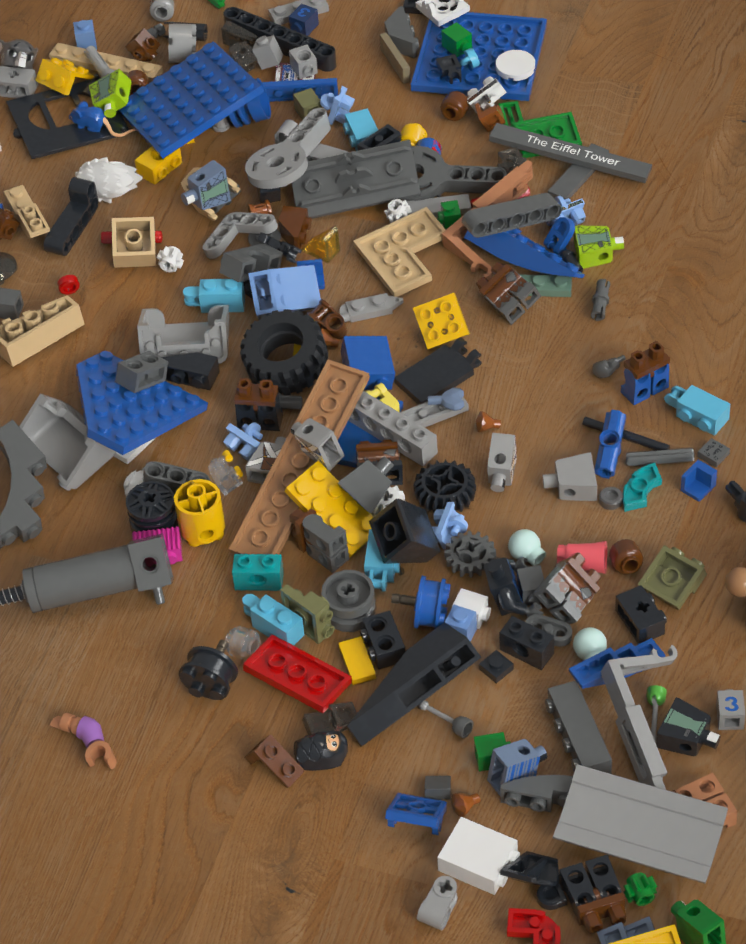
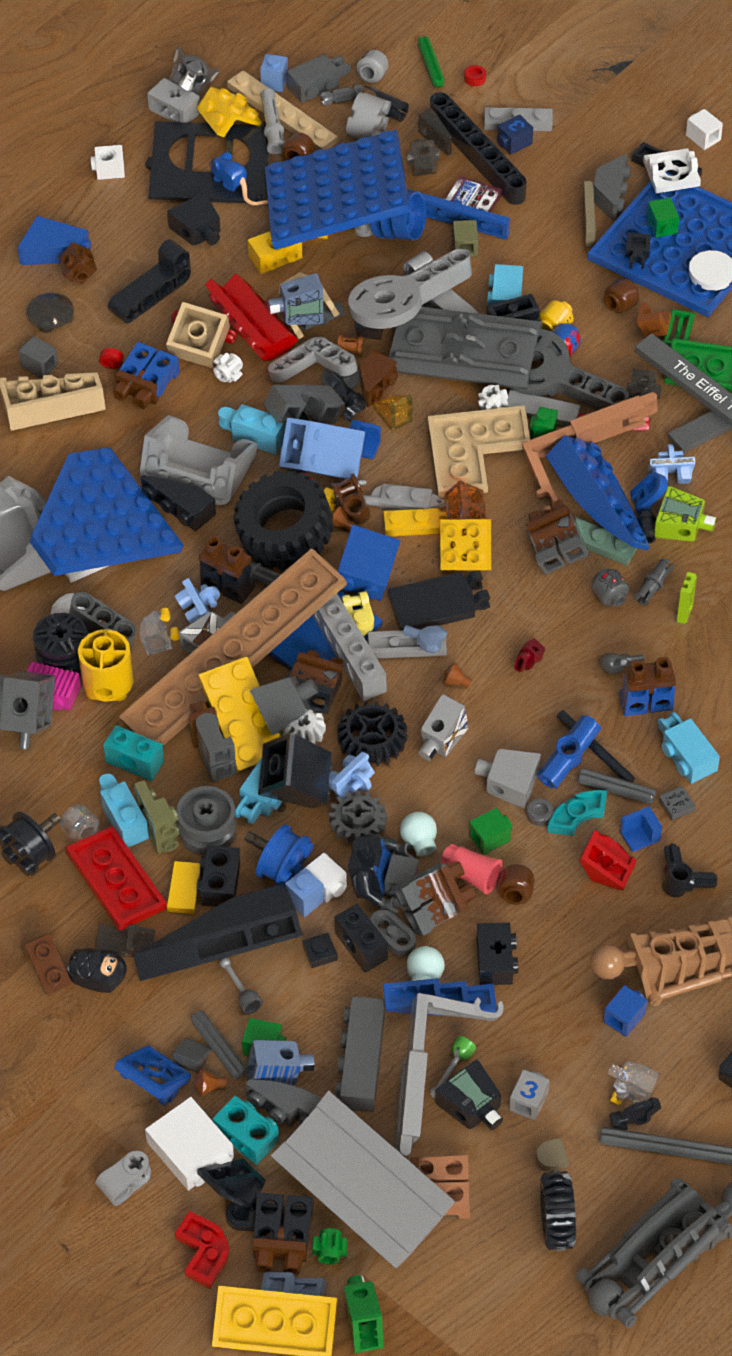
camera: 20 degrees right, 5 degrees up
(26, 212) = (109, 259): tan slope -> none
(75, 157) = (195, 221): none -> black torso
(105, 288) = (145, 376): none -> hips
(110, 177) = (210, 251): white head -> none
(111, 92) = (262, 152): lime torso -> none
(120, 29) = (316, 77): none -> dark grey brick
(141, 371) = (126, 487): dark grey brick -> none
(143, 46) = (327, 107): reddish brown brick -> none
(170, 216) = (251, 317): none -> red brick
(267, 52) = (453, 160): light grey brick -> none
(303, 61) = (485, 185): light grey brick -> none
(312, 437) = (249, 631): light grey torso -> none
(337, 105) = (493, 251): light blue hips -> none
(386, 321) = (413, 521): none -> yellow hinge
(420, 290) = (465, 502): none -> clear orange brick
(455, 770) = (218, 1044): none -> dark grey axle
(470, 58) = (666, 246): medium azure tile -> none
(487, 95) = (661, 296): white hips -> none
(511, 215) = (601, 451): dark grey beam -> none
(520, 820) = (242, 1132): none -> teal brick
(535, 386) = (529, 655): none -> dark red piece
(570, 314) = (610, 587): none -> dark grey head
(581, 524) = (490, 831): none -> green brick
(636, 299) = (686, 598): none -> lime tile
(673, 576) = (551, 926): olive plate -> none
(687, 515) = (606, 861): none -> red slope

